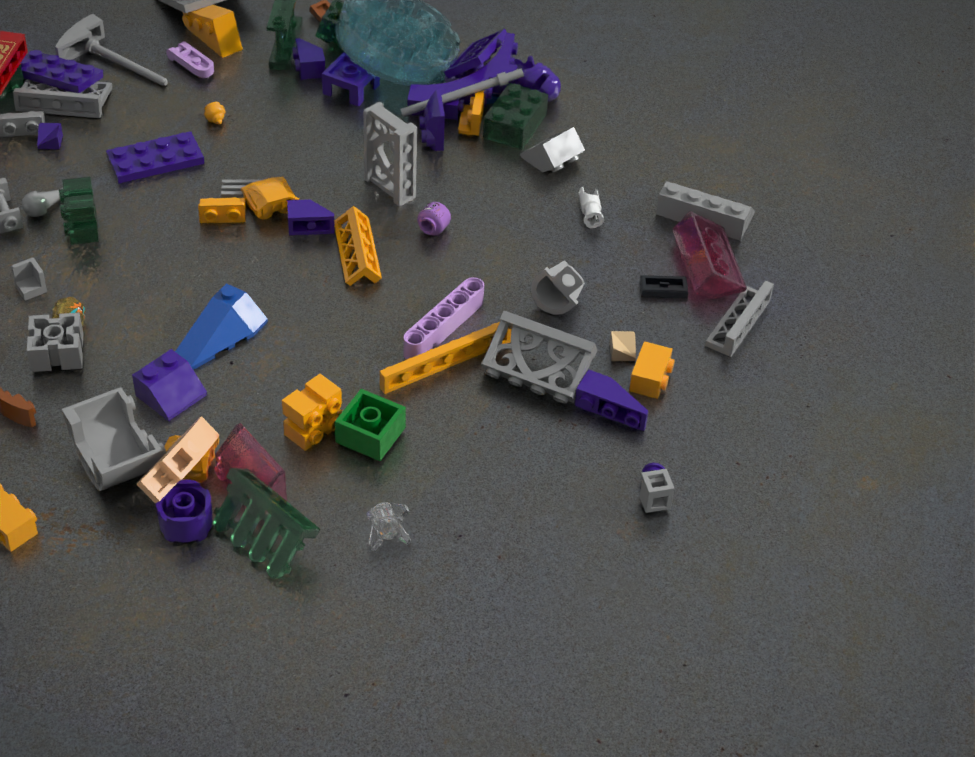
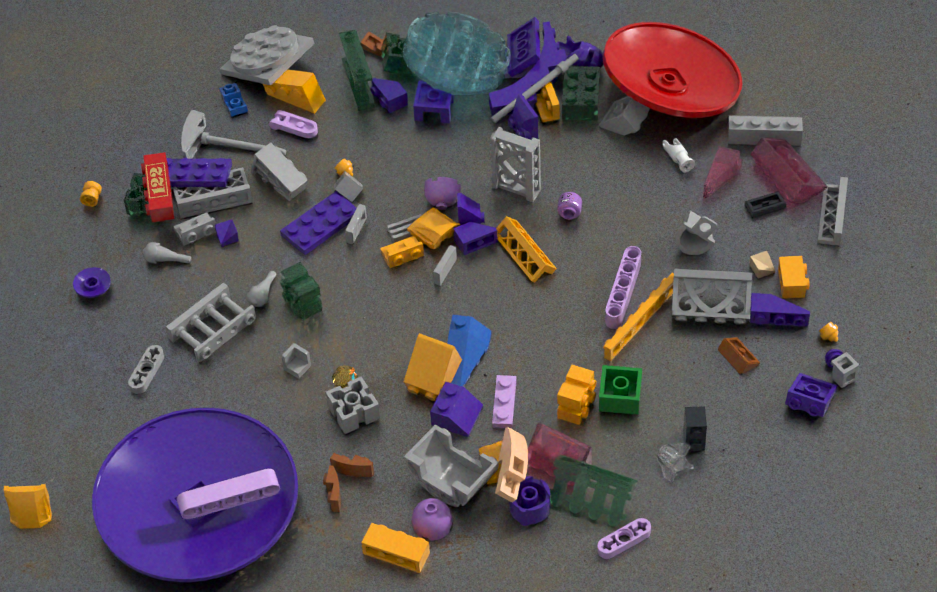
camera: 15 degrees left, 5 degrees up
(62, 494) = (431, 519): none -> medium lavender cylinder
(141, 93) = (279, 171): none -> light grey wedge
(147, 20) = (233, 100): none -> blue slope
(166, 325) = (431, 366): none -> light orange slope
(189, 167) = (356, 224): none -> light grey tile
(206, 130) = (348, 186): none -> light grey panel
(232, 396) = (504, 401): none -> lavender plate
(257, 236) = (444, 265): none -> light grey tile
(264, 589) = (619, 546): none -> lavender beam
(300, 163) = (442, 192): none -> medium lavender cylinder
(315, 187) = (468, 210): none -> dark purple slope
(431, 495) = (695, 427): none -> black brick
(539, 435) = (738, 355): none -> dark orange slope
(599, 506) = (810, 395): none -> dark purple plate
(626, 119) = (672, 69): none -> red dish
(629, 236) = (722, 169): none -> clear pink slope
(663, 444) = (829, 332): none -> light orange plate

